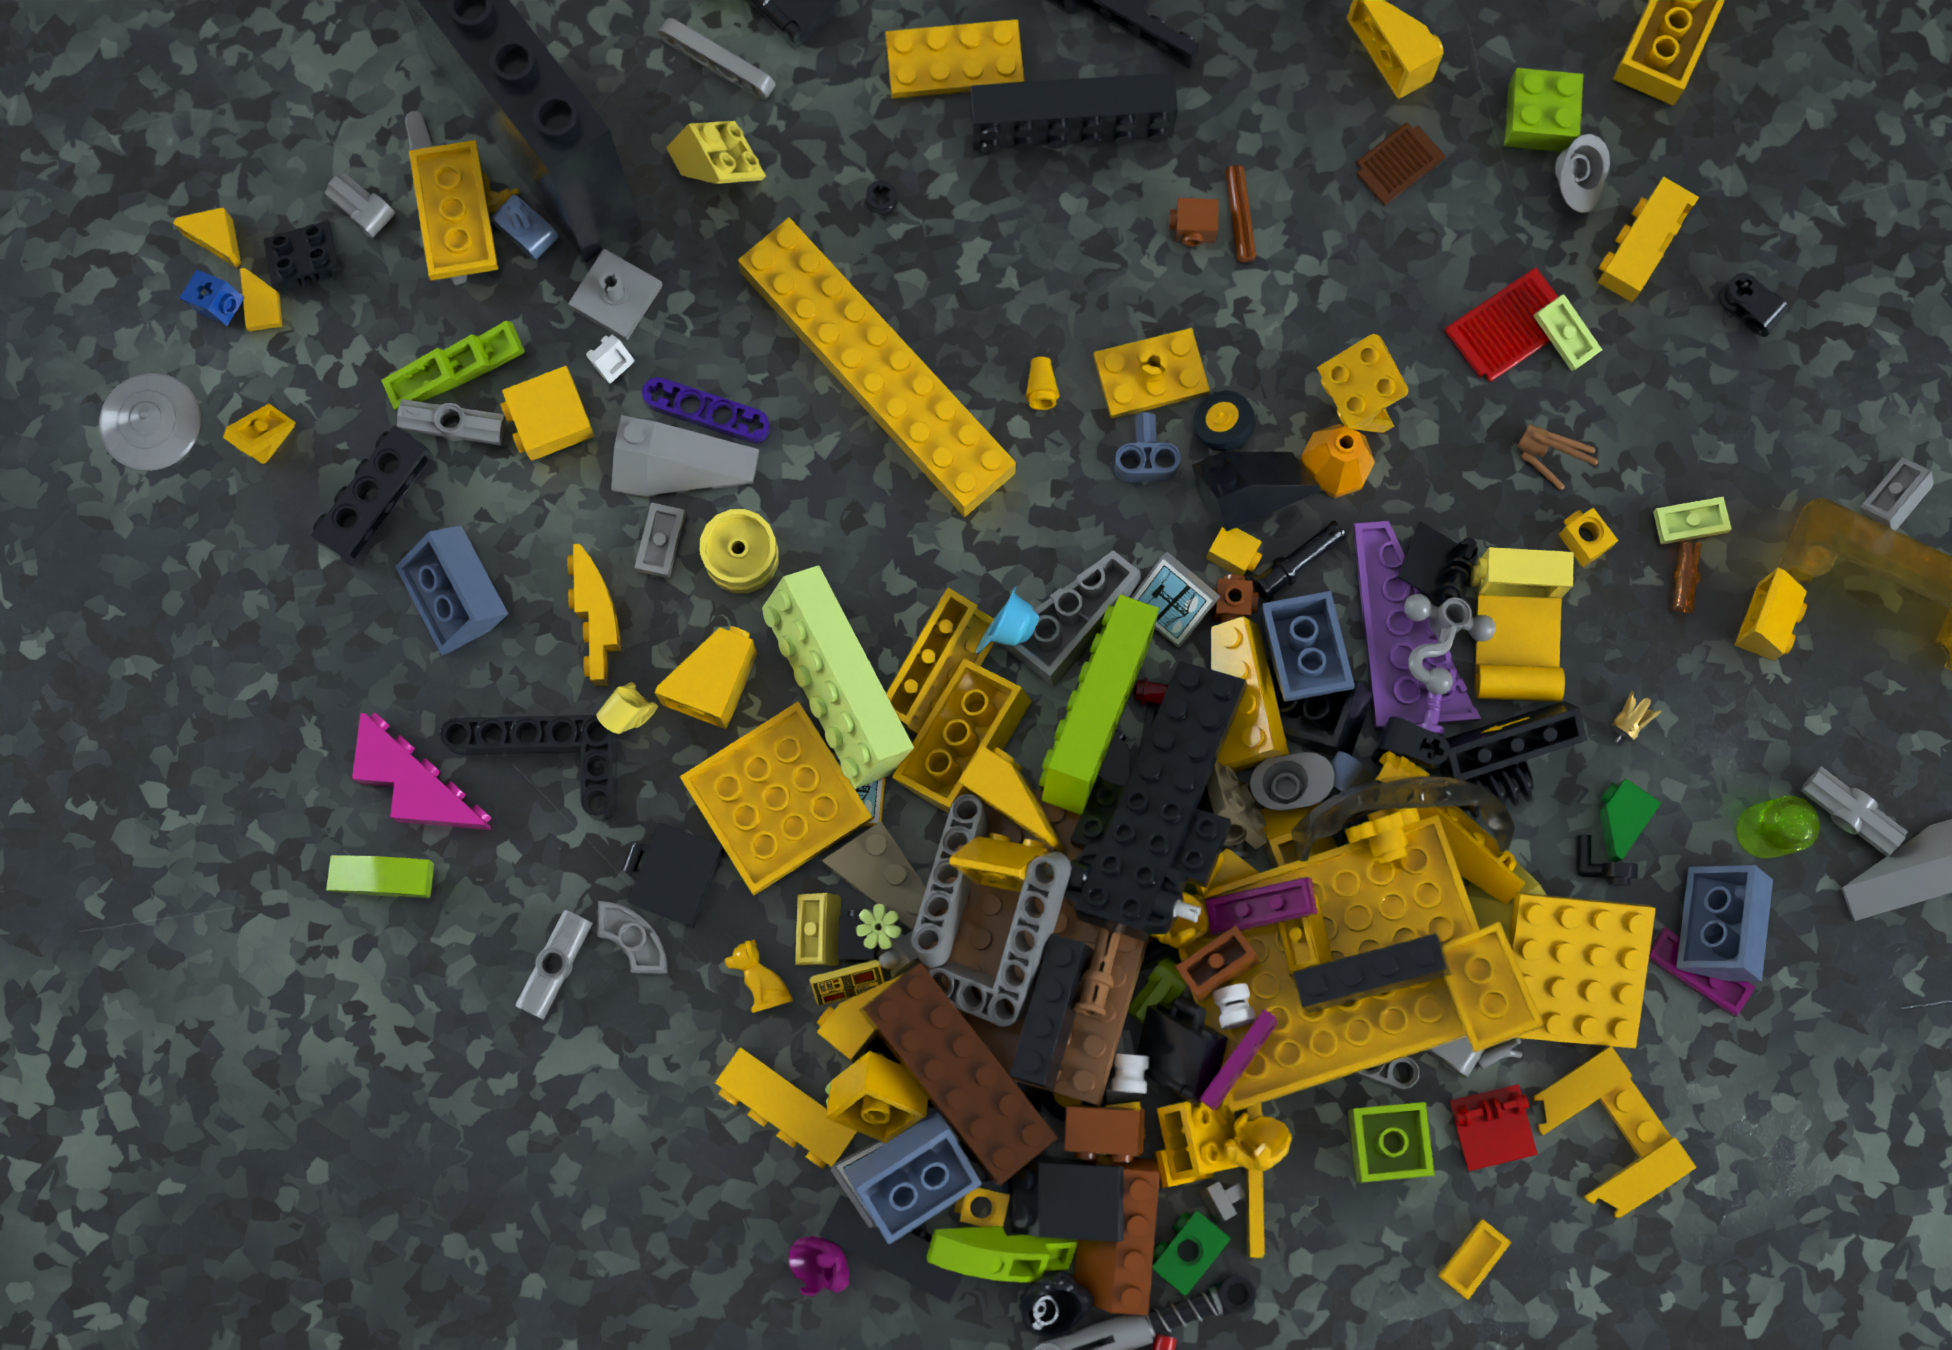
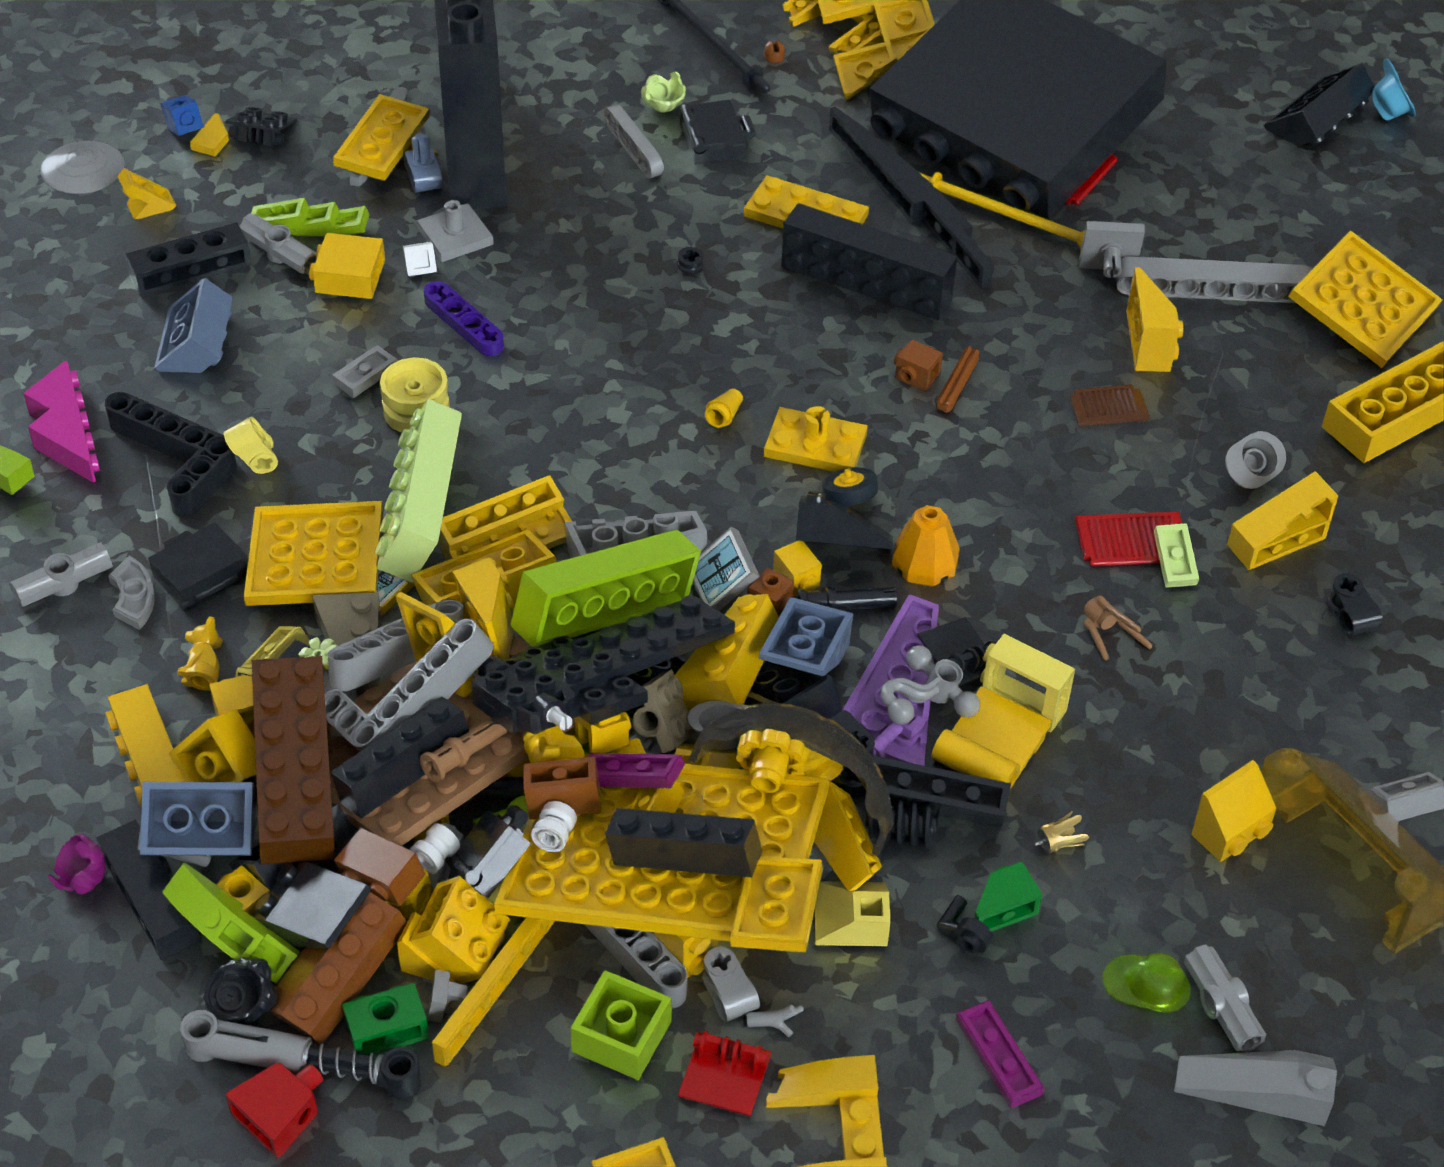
camera: 30 degrees right, 30 degrees down
(213, 232) = (214, 86): yellow slope -> none
(365, 209) = (324, 117): light grey piece -> none
(593, 602) = (284, 387): yellow slope -> none
(668, 459) = (410, 326): light grey wedge -> none
(711, 678) = (329, 453): yellow slope -> none
(715, 153) = (589, 183): light yellow slope -> none
(877, 367) = (608, 347): yellow brick -> none
(1012, 624) = (575, 506): medium azure piece -> none
(1145, 452) = (771, 484): sand blue beam -> none
(1239, 1060) = (527, 862): magenta tile -> none
(1258, 1142) = (498, 950): yellow hair -> none
(1364, 384) = (958, 474): yellow bracket -> none
(1543, 109) = (1245, 409): lime brick -> none
(1583, 550) = (1104, 693): yellow brick -> none
(1583, 966) = (879, 976): yellow plate -> none
(1686, 576) = (1176, 762): clear orange pin -> none
(1692, 520) = (1205, 725): yellowish green plate -> none
(1725, 922) = (1047, 1017): sand blue slope -> none

